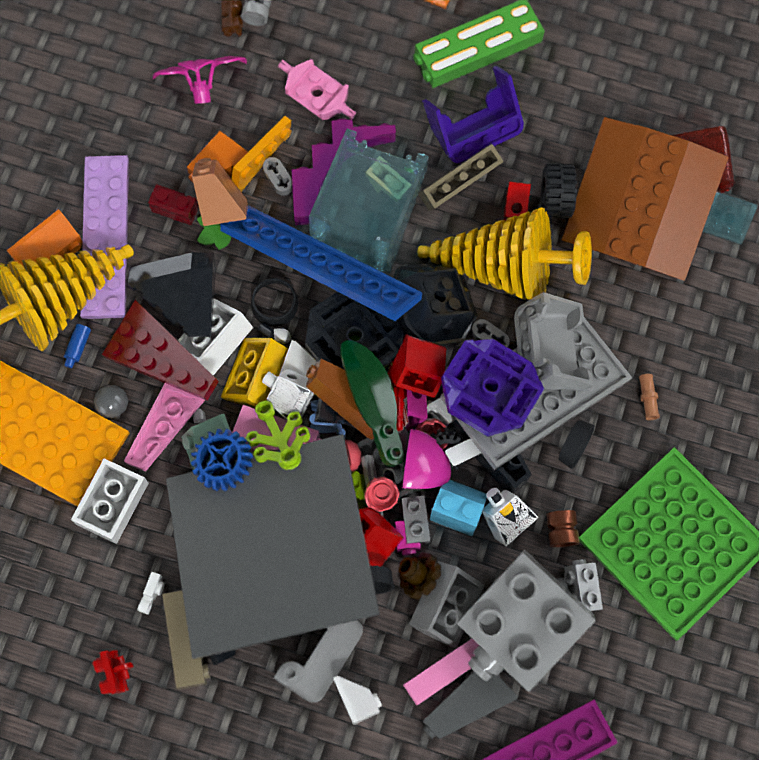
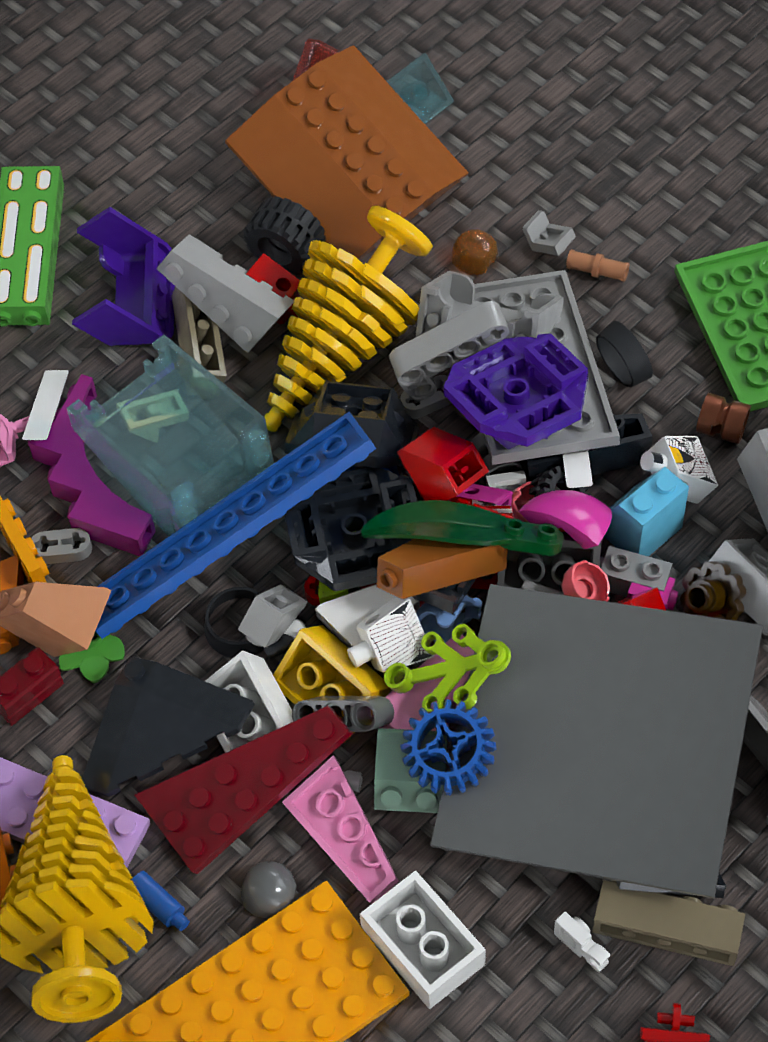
camera: 60 degrees left, 15 degrees down
(229, 391) = (355, 709): none -> dark grey beam
(277, 317) = (271, 615): none -> light grey slope
(365, 116) = (45, 405): none -> white sticker
(488, 174) = (224, 291): none -> light grey wedge
(498, 320) = (446, 345): none -> light grey beam
(619, 313) = (474, 252): none -> clear orange hair
(655, 353) = (545, 236): none -> light grey bracket

